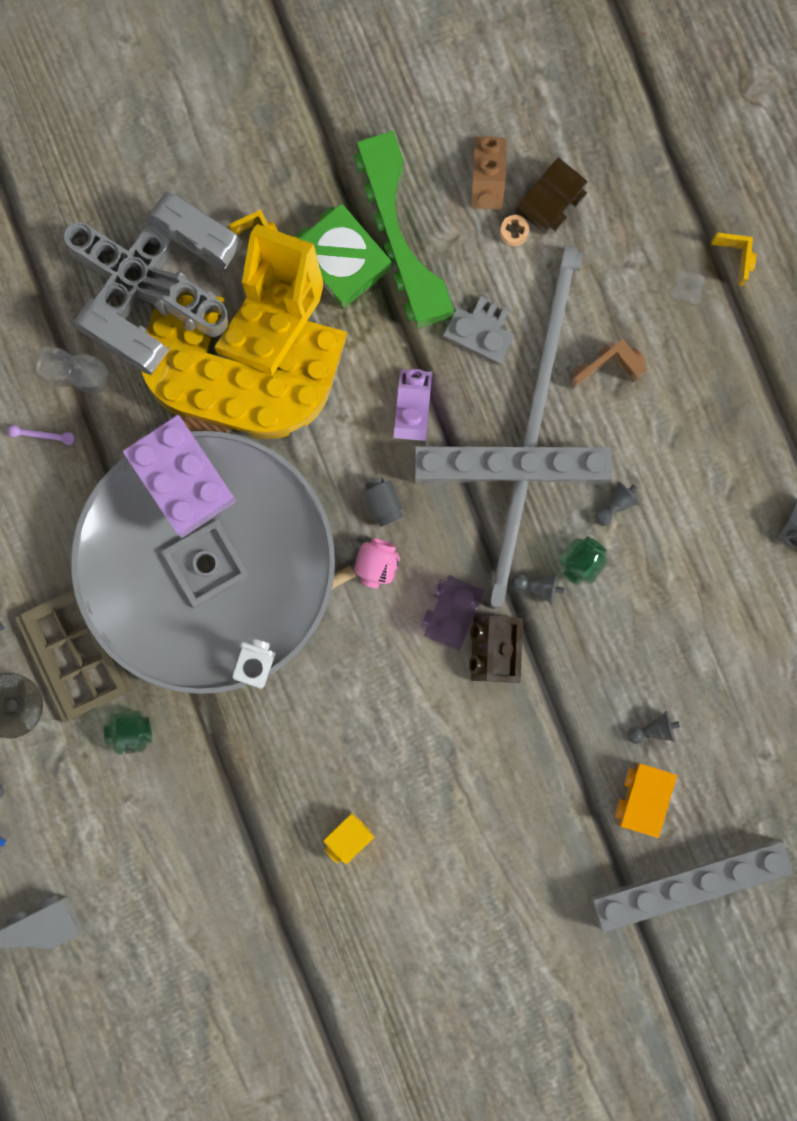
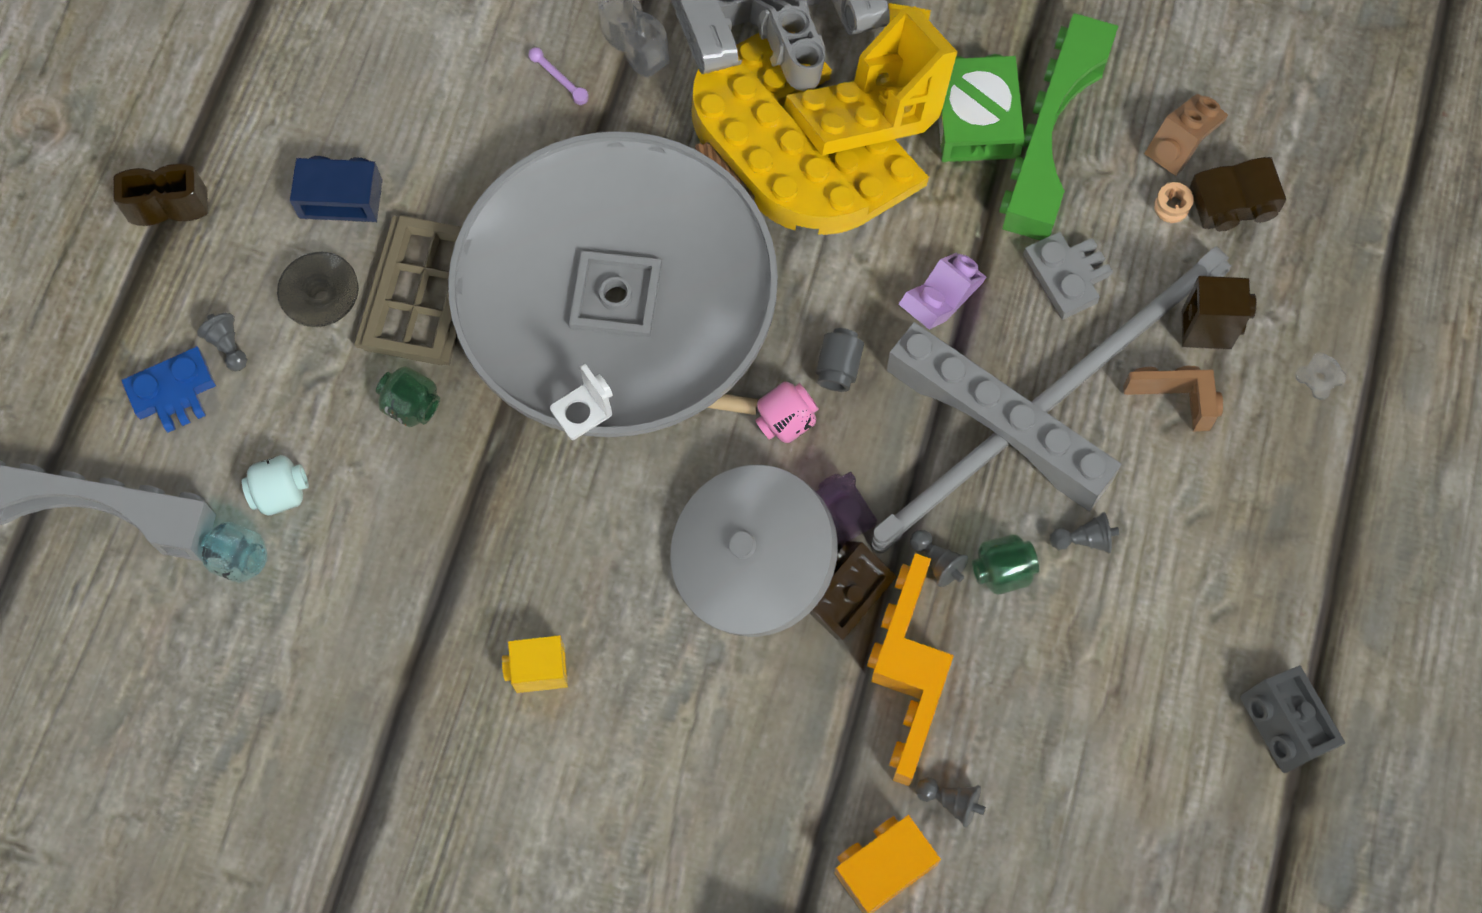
camera: 40 degrees right, 15 degrees down
(92, 852) = (274, 485): none -> light aqua head
(104, 913) = (234, 552): none -> clear light blue head
(179, 476) = (654, 177): lavender brick -> none
(426, 670) = (754, 551): none -> light grey dish
(573, 670) = (909, 668): none -> light orange bracket
(599, 297) = (1217, 312): none -> dark brown brick
(748, 258) = (1410, 372): yellow bracket -> none

